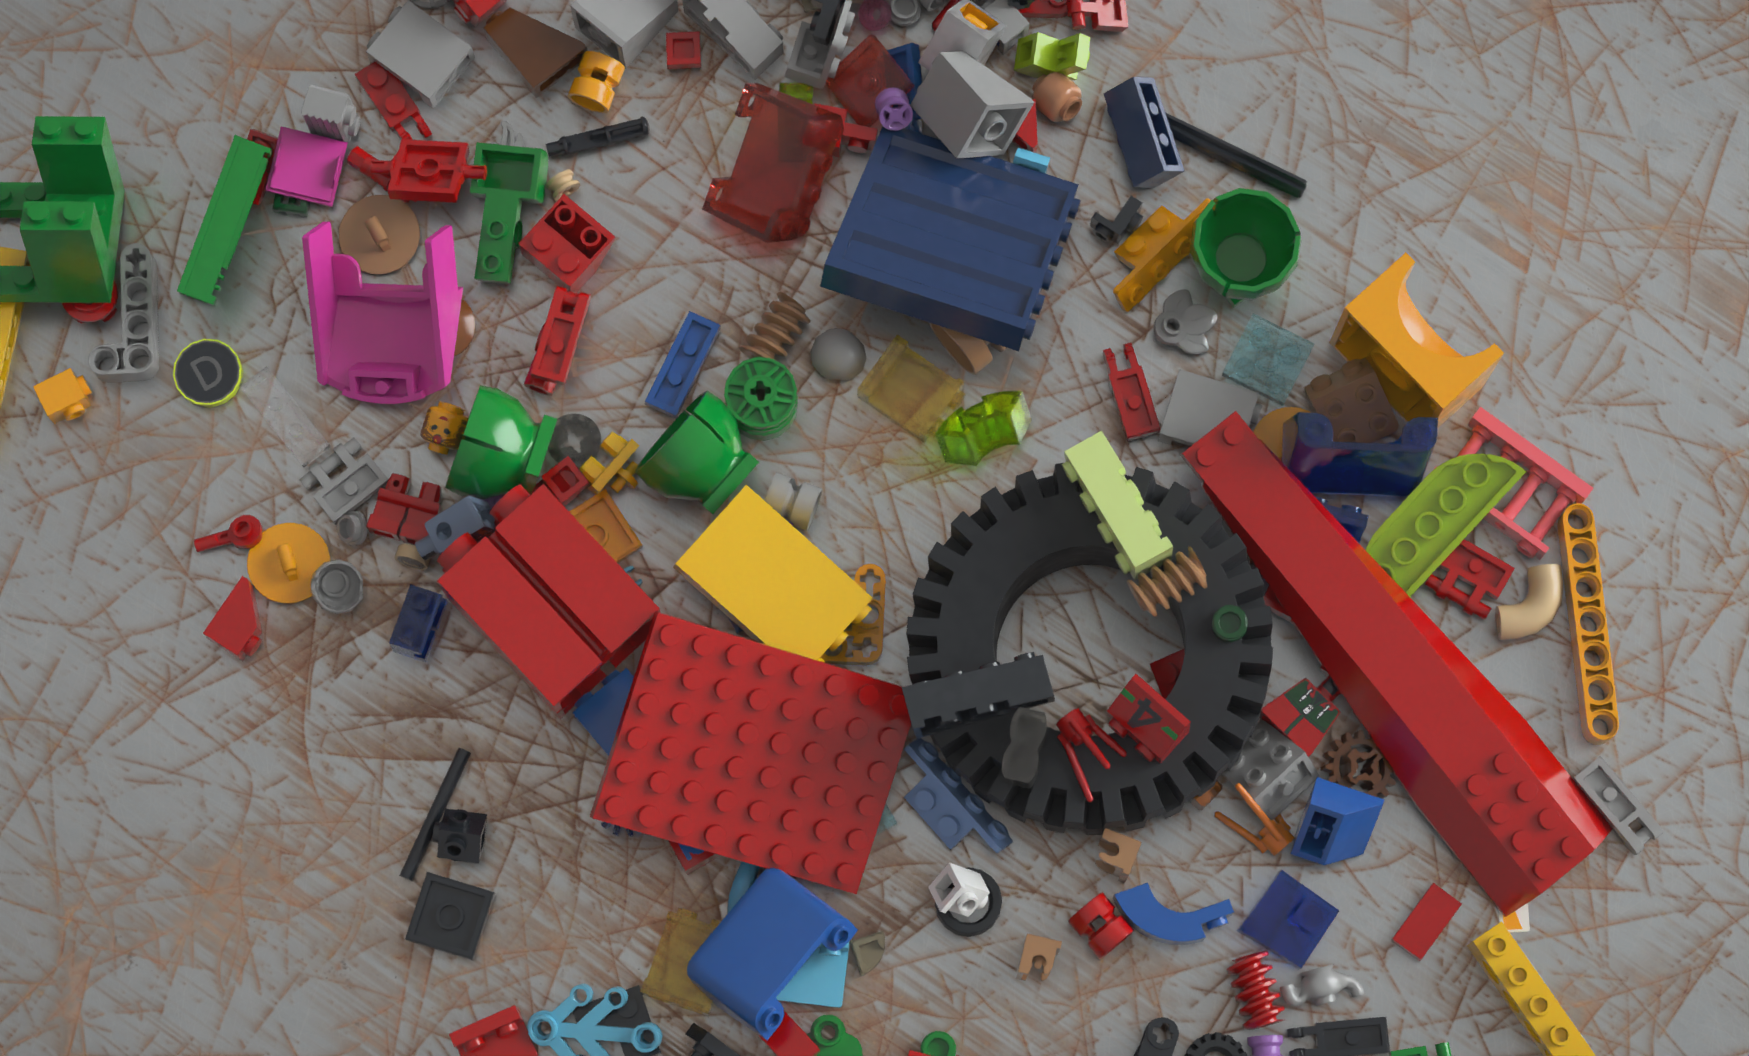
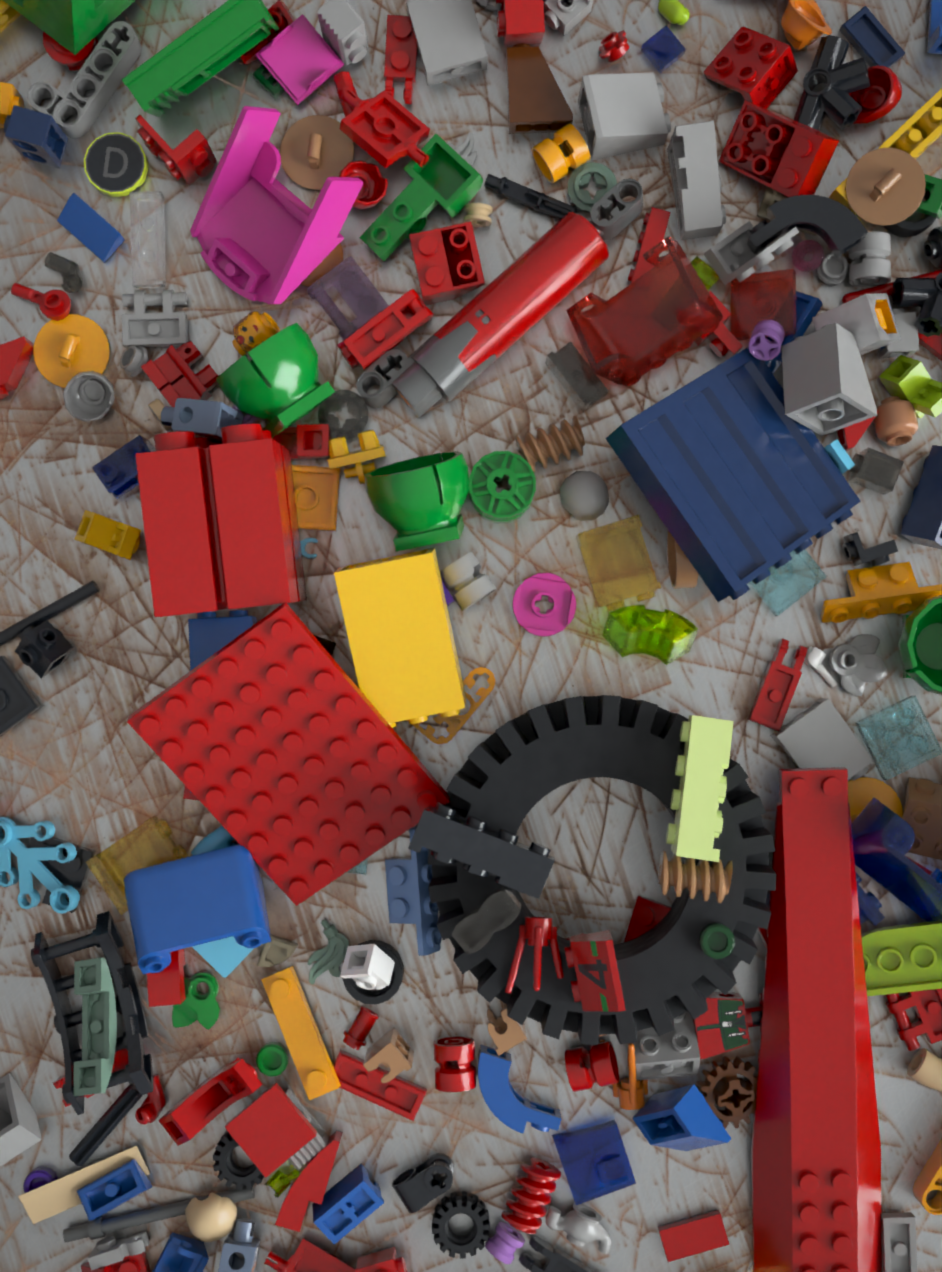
camera: 35 degrees right, 10 degrees up
(124, 397) = (36, 136): none -> dark blue brick
(226, 443) = (90, 228): none -> blue slope
(233, 494) = (69, 272): none -> clear smoke arm
(272, 329) = (187, 161): none -> red bracket
(434, 220) = (373, 186): none -> red hair
(446, 694) = (108, 535): none -> yellow brick
(505, 327) = (356, 292): none -> clear purple plate
(646, 249) = (503, 308): none -> piece
(647, 76) = (580, 179): none -> sand green gear
(682, 364) = (465, 417): blue plate -> none
(683, 50) = (647, 174): red plate -> none
(728, 98) = (656, 225): none -> red piece
(753, 259) = (576, 376): none -> clear smoke panel
(879, 454) = (557, 592): none -> dark pink plate
(920, 919) = (329, 956): none -> sand green piece
(945, 1003) = (301, 1033): none -> light orange plate
(995, 960) = (360, 1028): none -> red pin
(1048, 1002) = (396, 1095): none -> red tile
(1068, 298) = (789, 582): none -> clear light blue plate
(1072, 150) = (875, 470): none -> clear smoke brick
(1143, 348) = (814, 659): none -> white hand
(1221, 835) = (591, 1066): none -> red wheel

